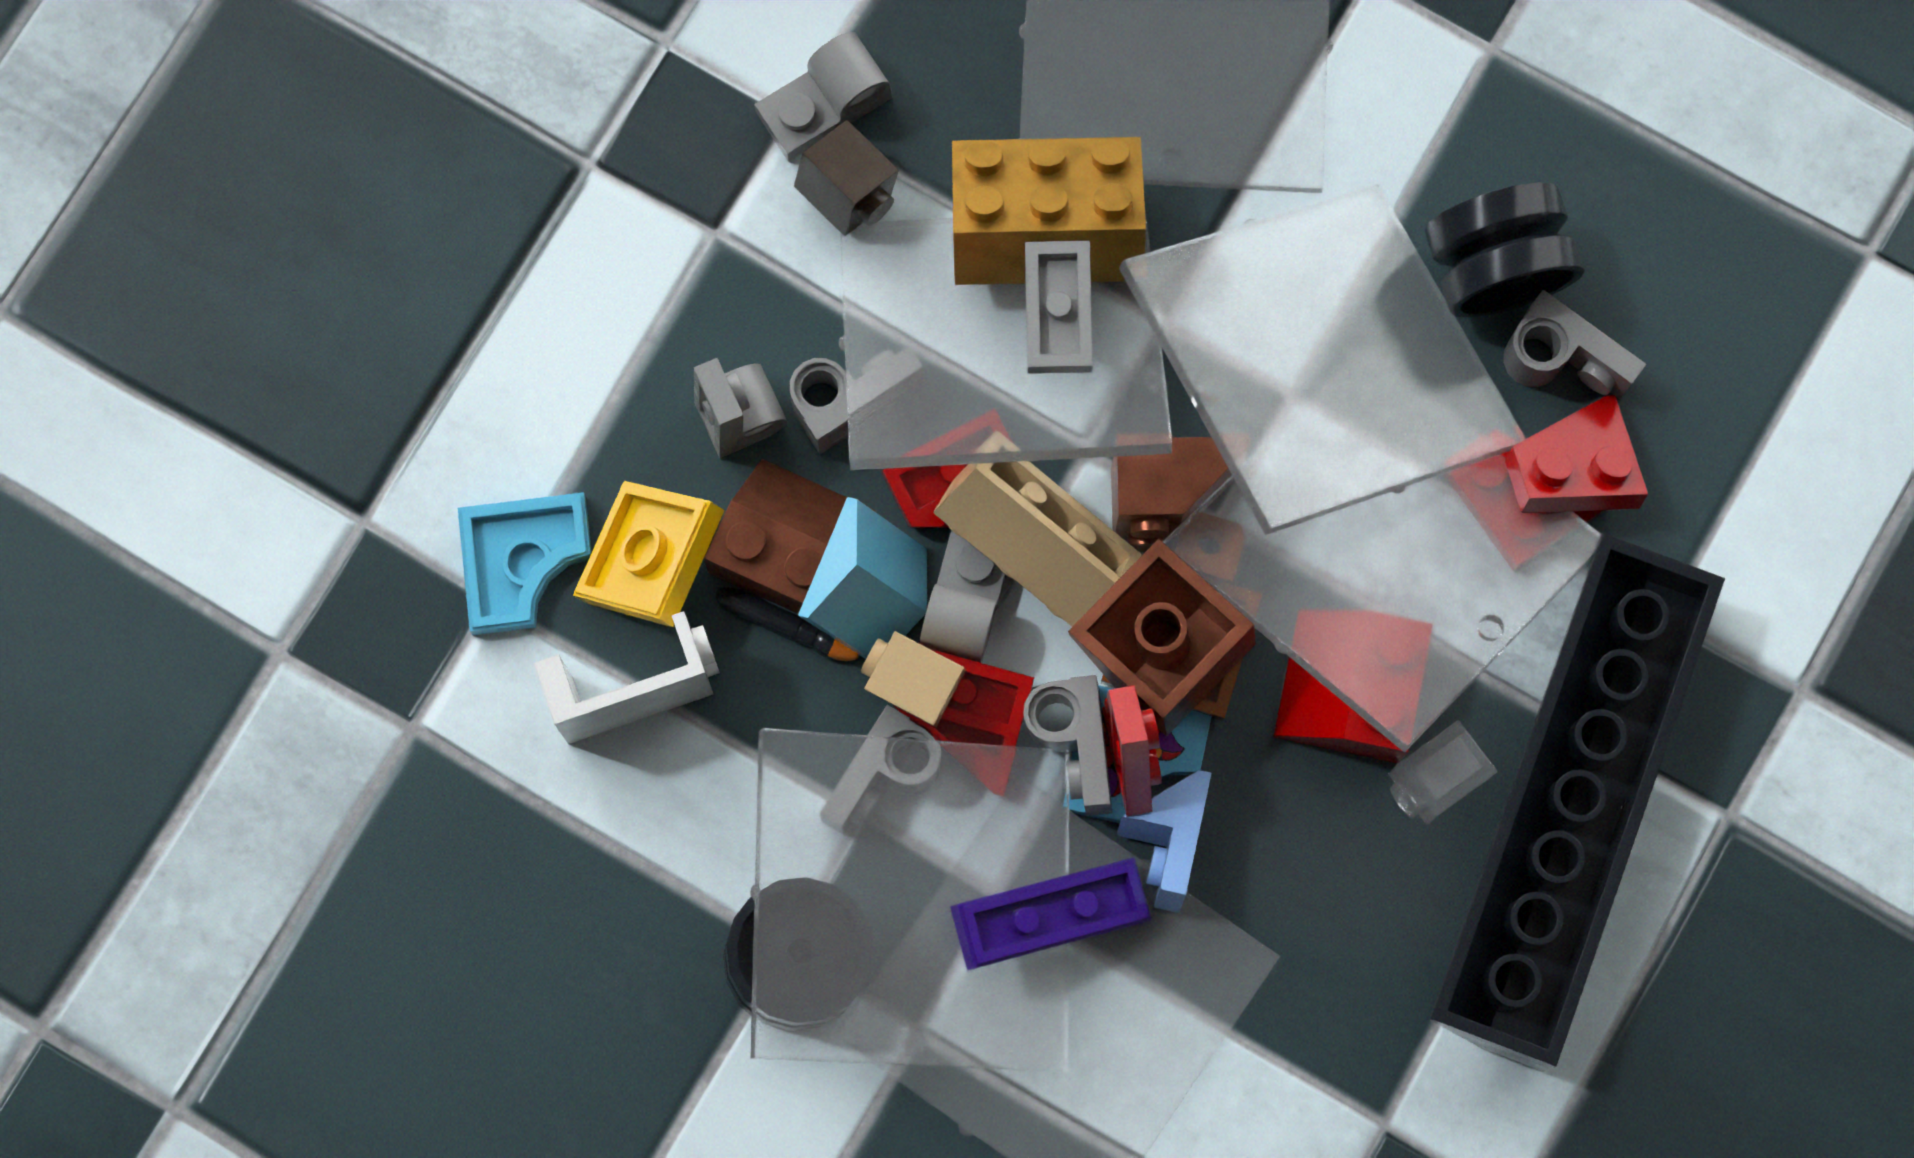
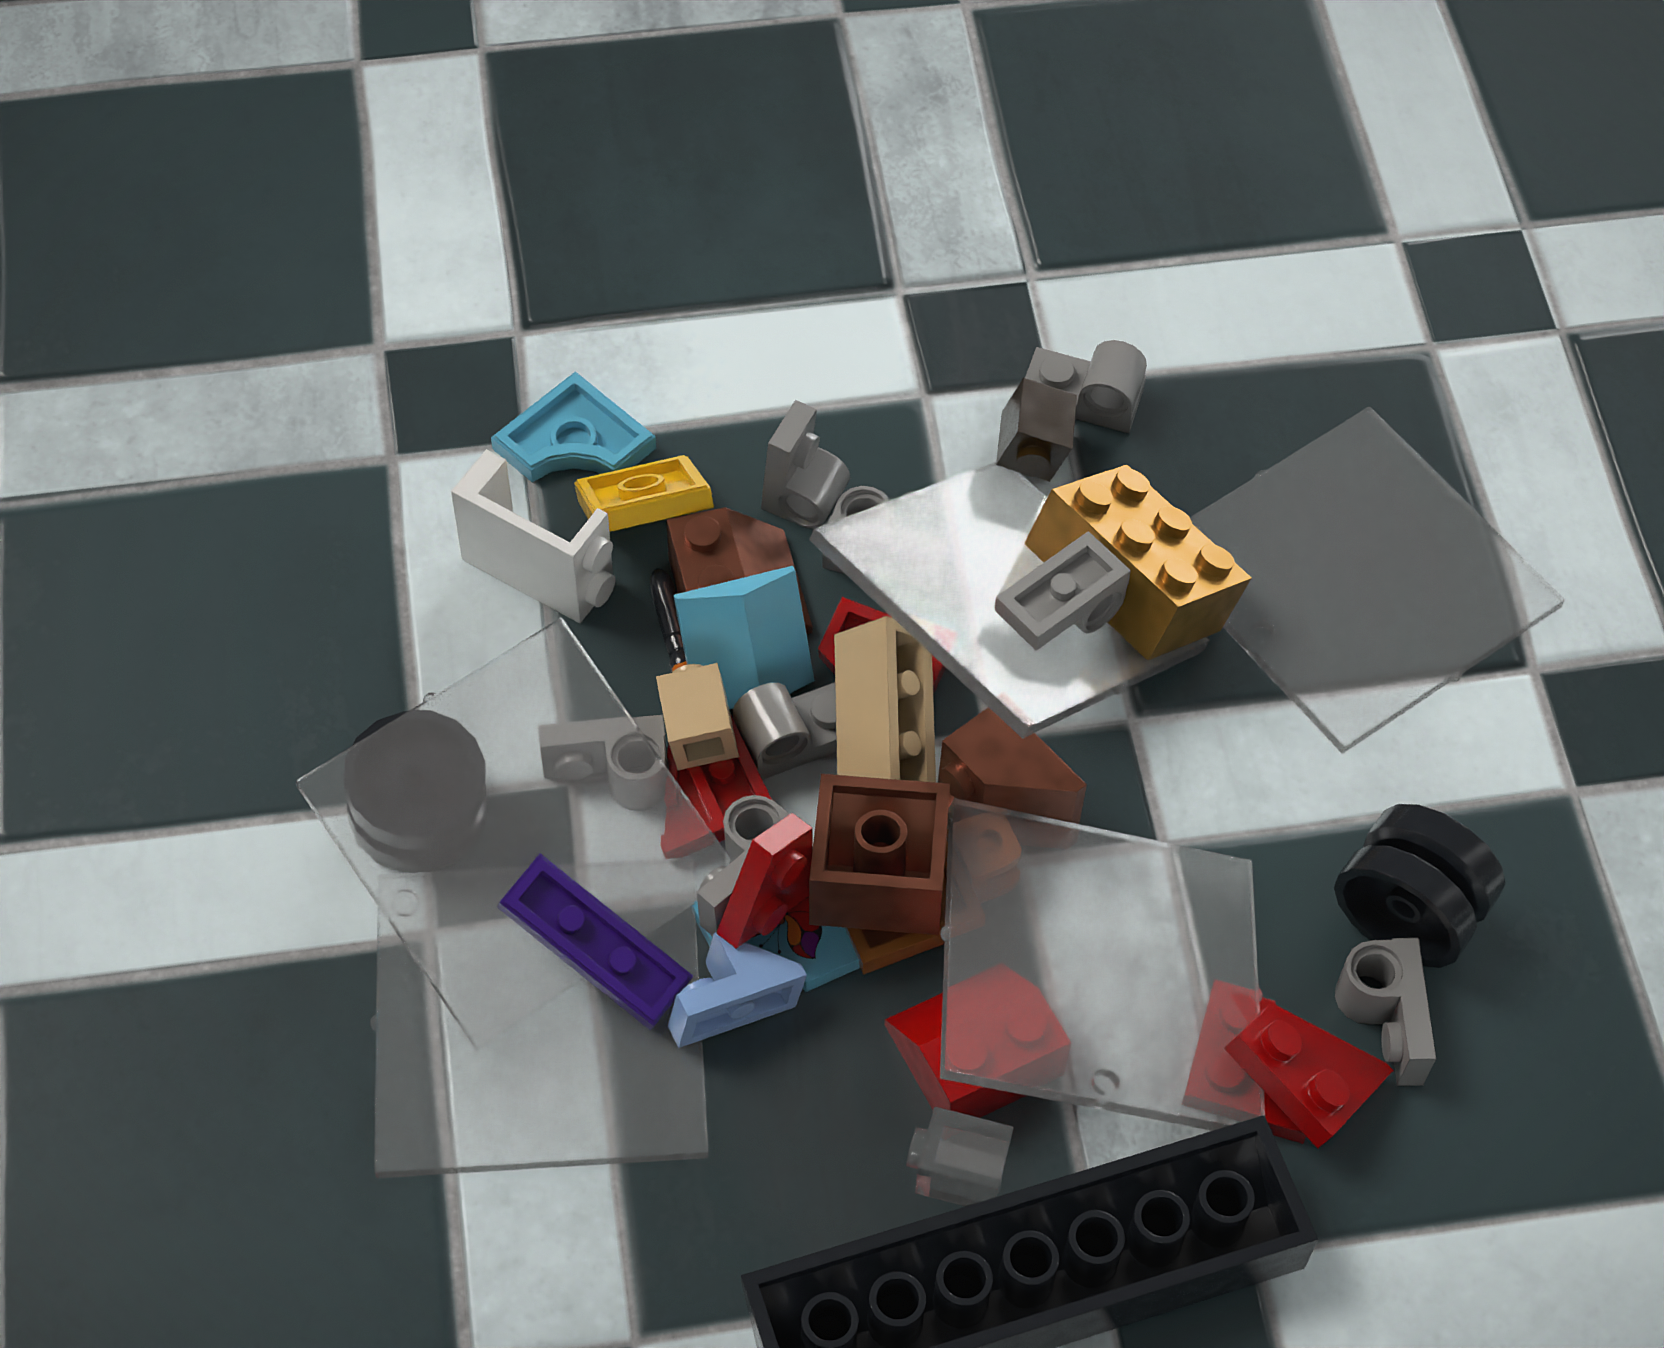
camera: 50 degrees right, 20 degrees down
(1321, 357) = (1205, 813): clear piece -> none

